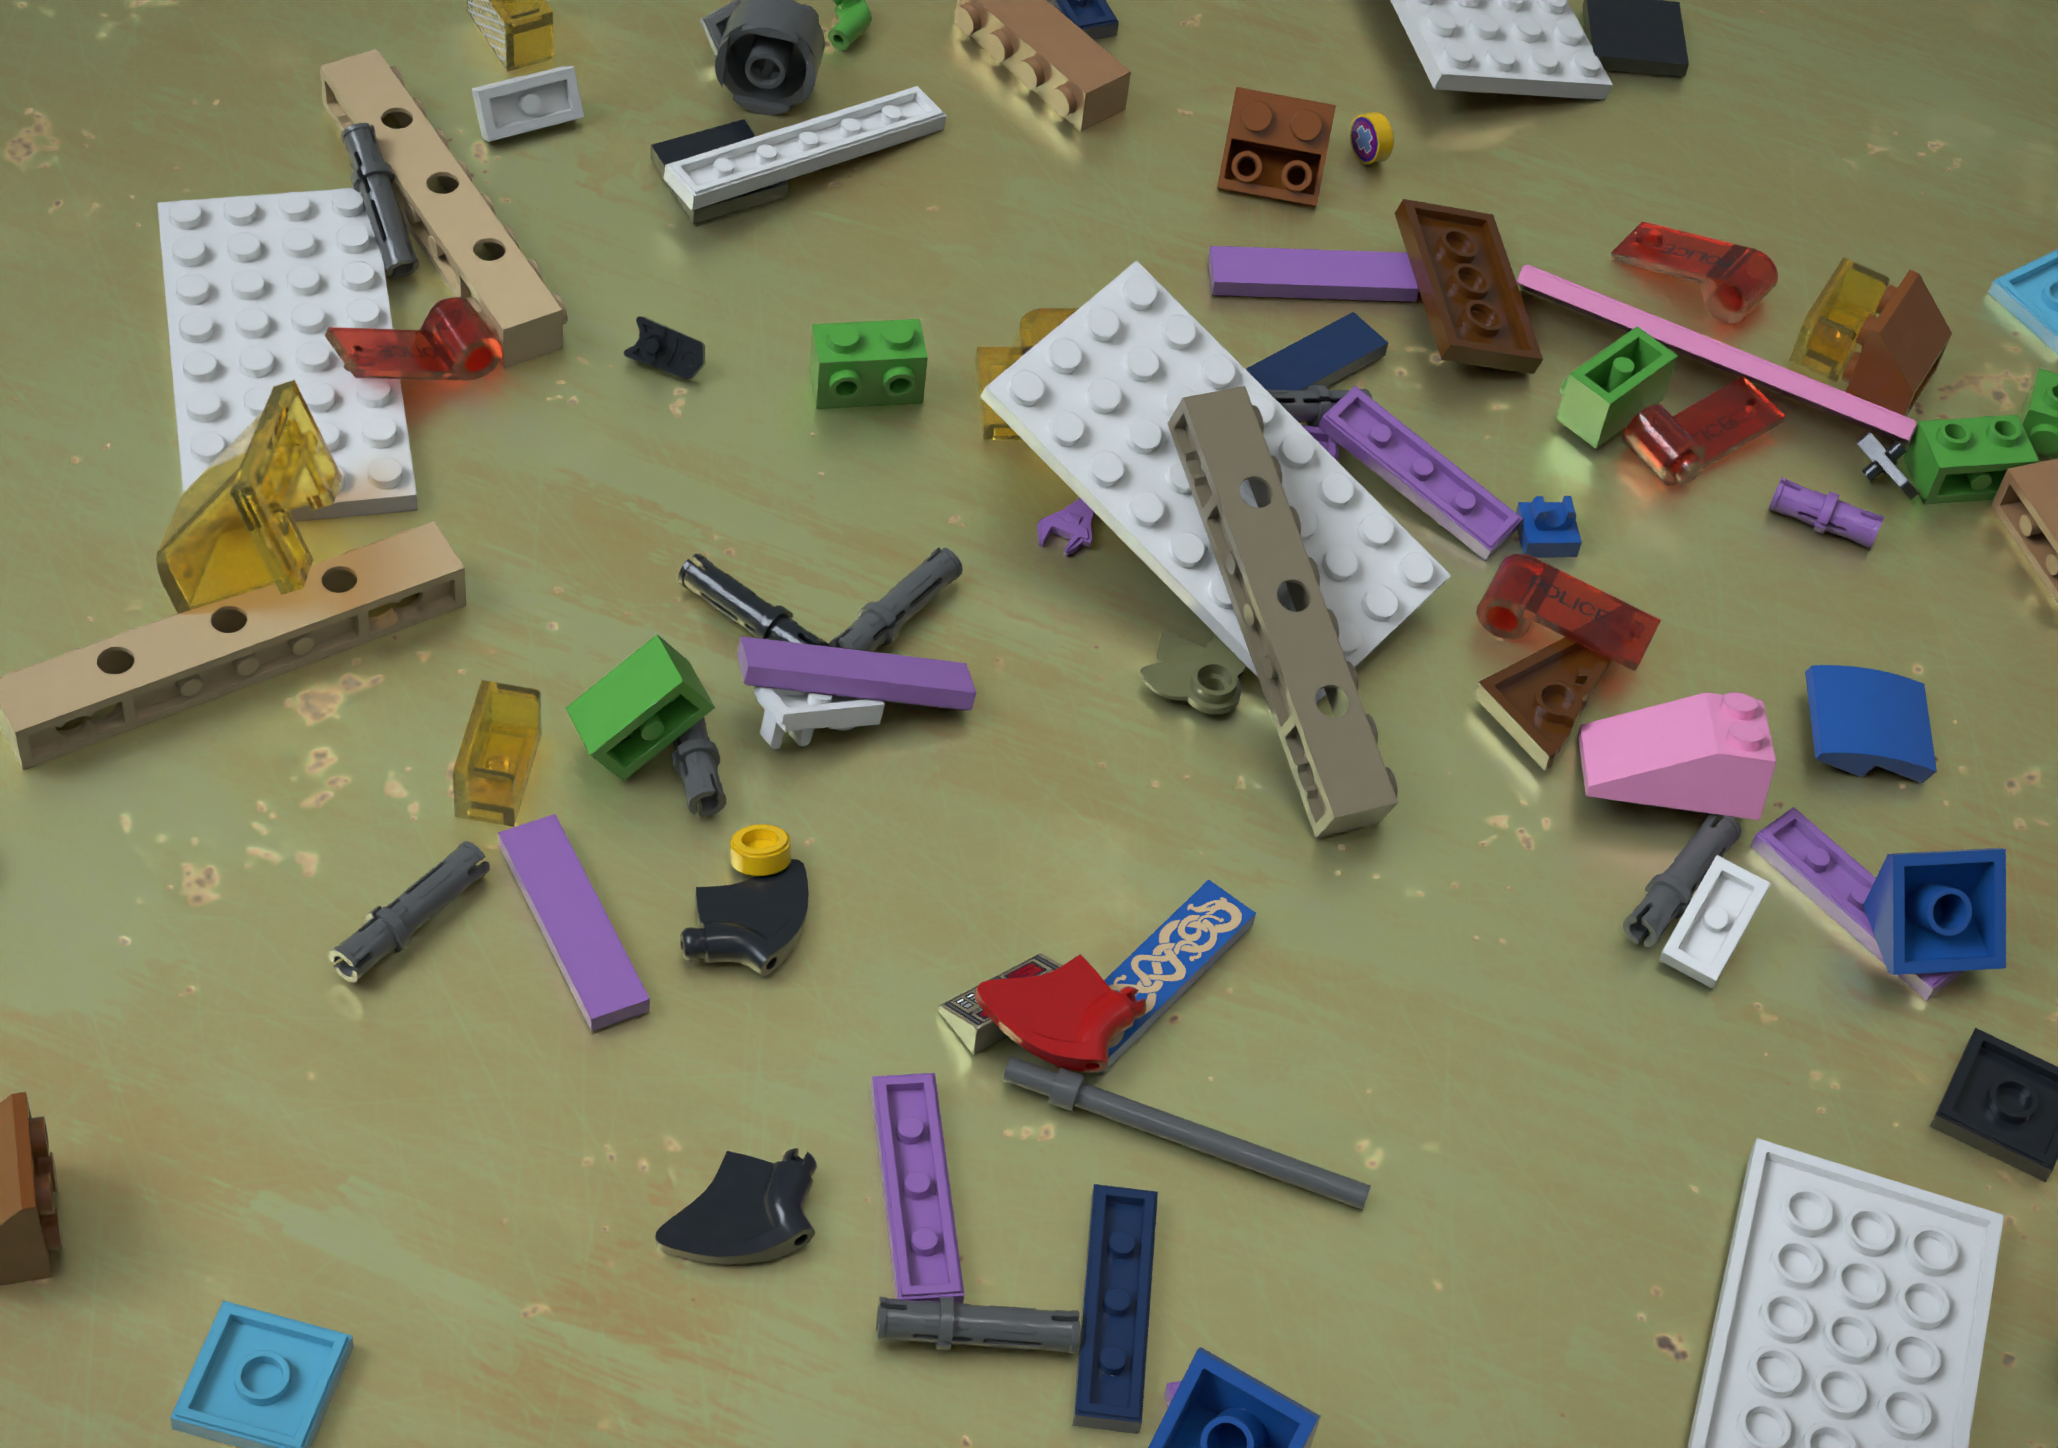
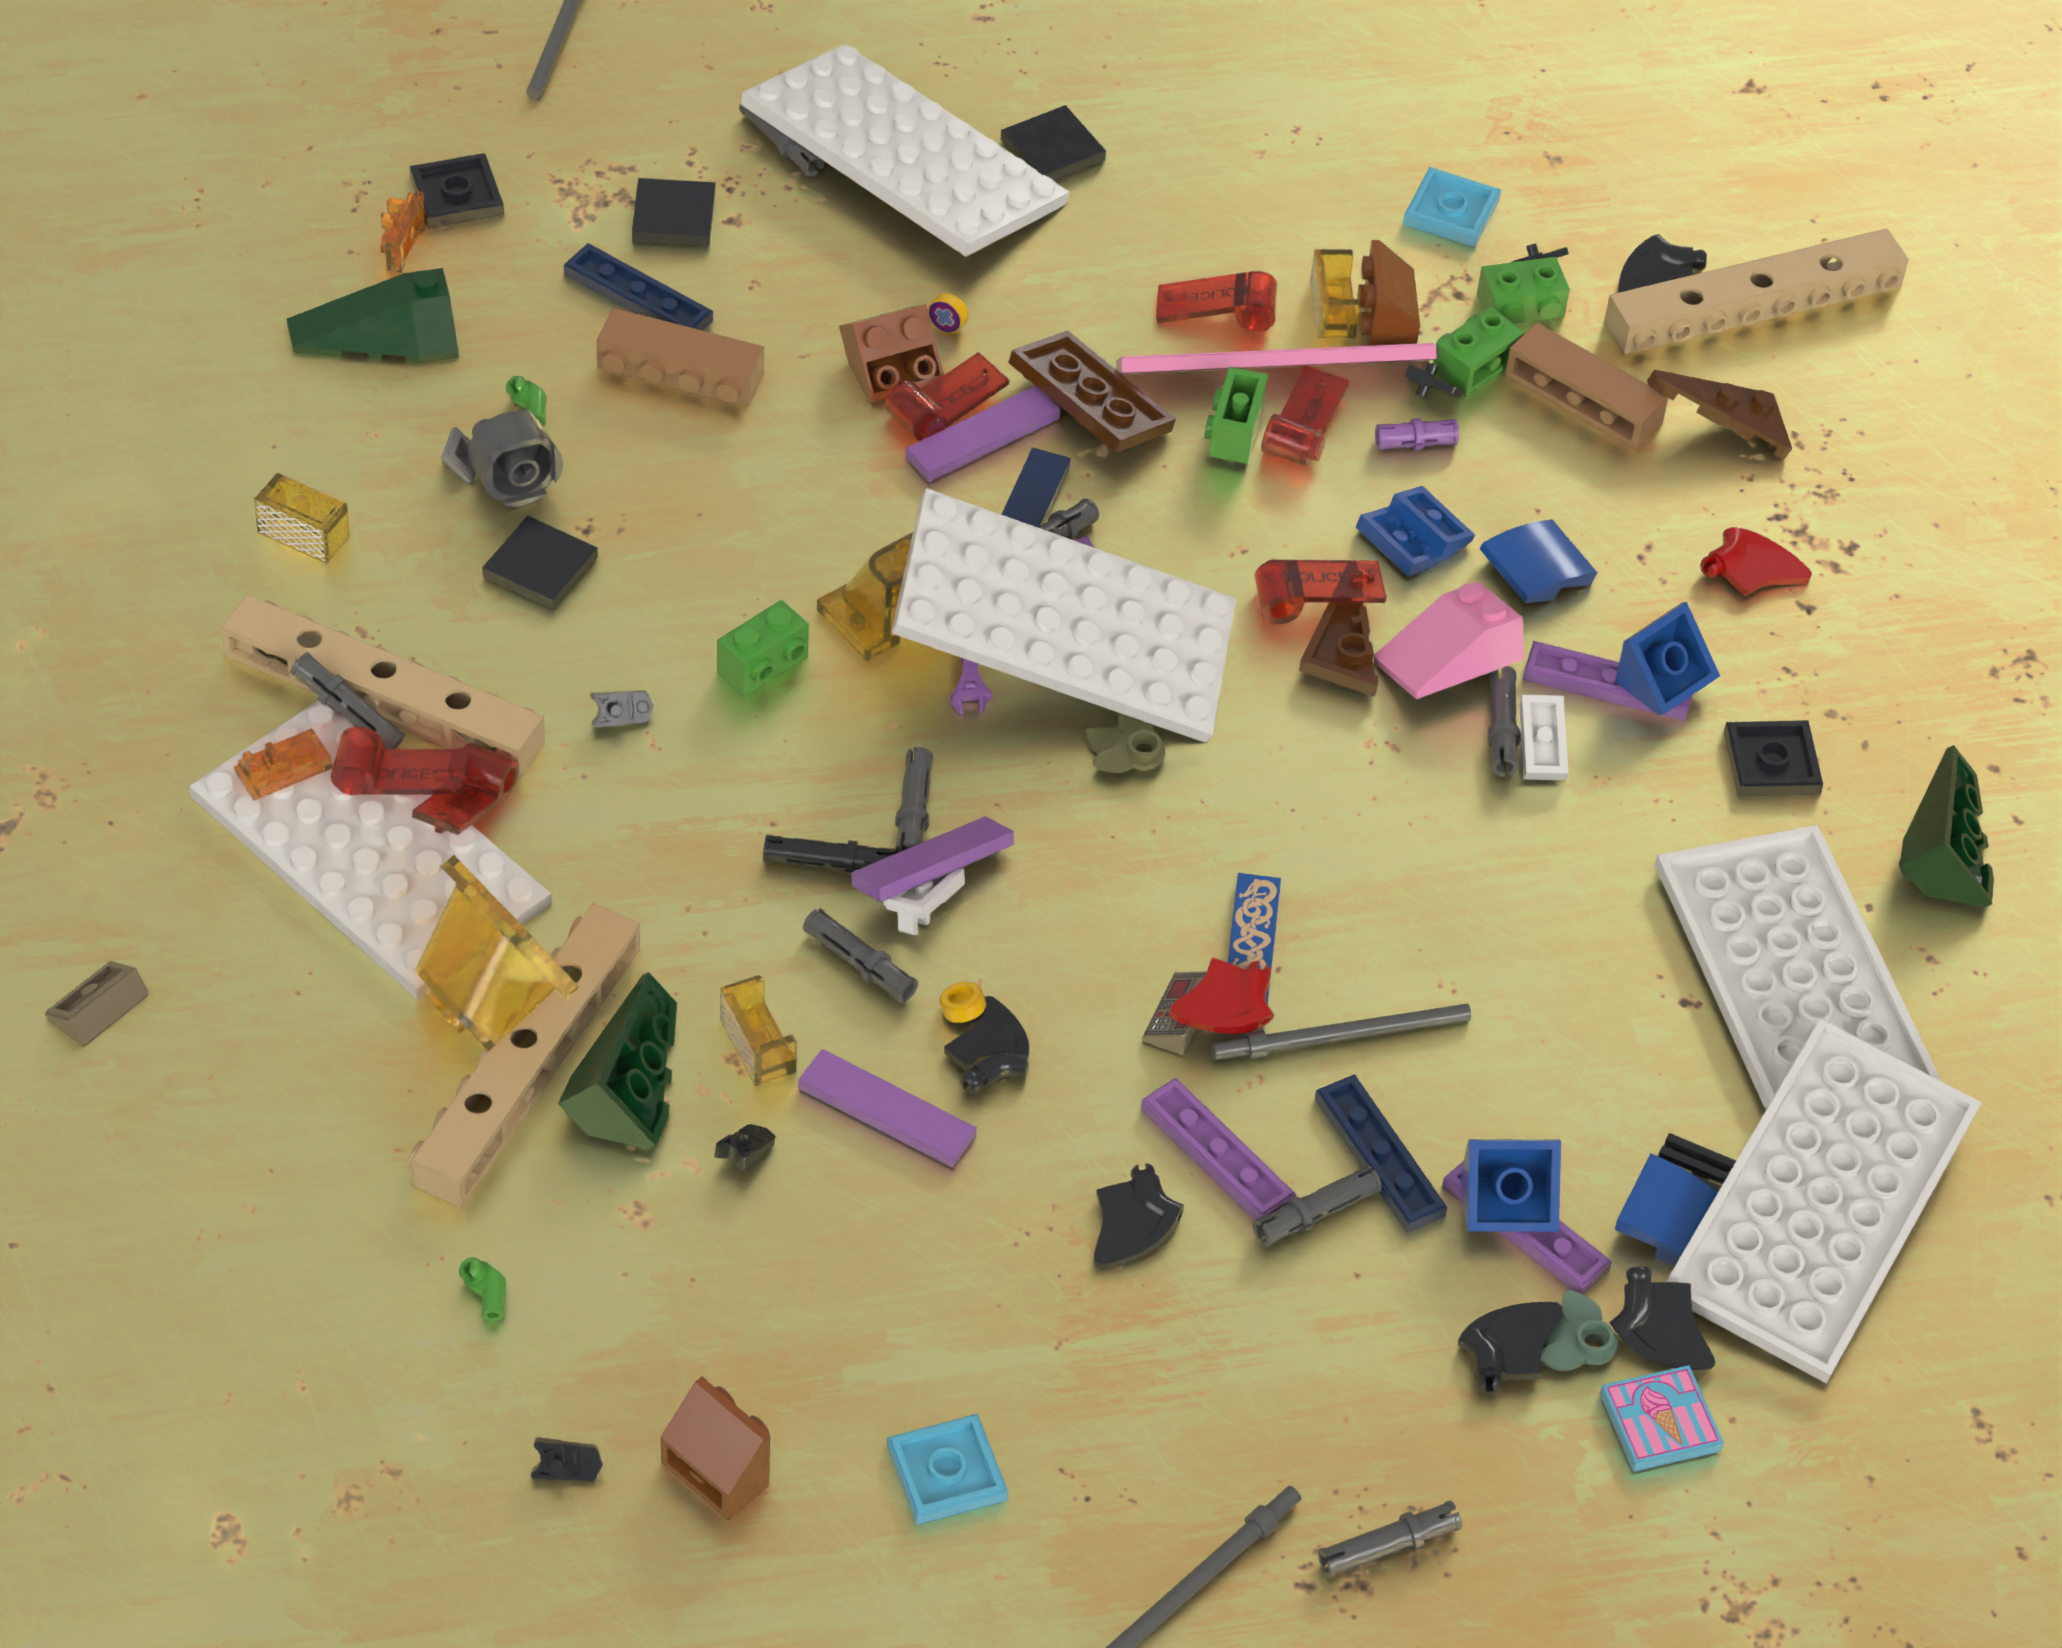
camera: 30 degrees left, 0 degrees up
(257, 224) = (283, 764): none -> clear orange plate
(310, 728) = (624, 1074): none -> dark green wedge
(338, 268) = (368, 768): none -> clear red door
(373, 871) = (745, 1145): none -> black piece
(393, 925) = (787, 1171): dark grey pin -> none
(527, 103) = (375, 580): white plate -> none
(639, 702) = (827, 951): bright green brick -> none
(803, 147) = (588, 515): white tile -> none
(1291, 651) = (1167, 675): dark tan piece -> none
(1296, 222) = (946, 399): none -> clear red door
(1420, 473) = (1160, 538): medium lavender tile -> none
(1548, 528) = (1260, 534): blue tile -> none
(1742, 615) = (1415, 531): none -> blue slope

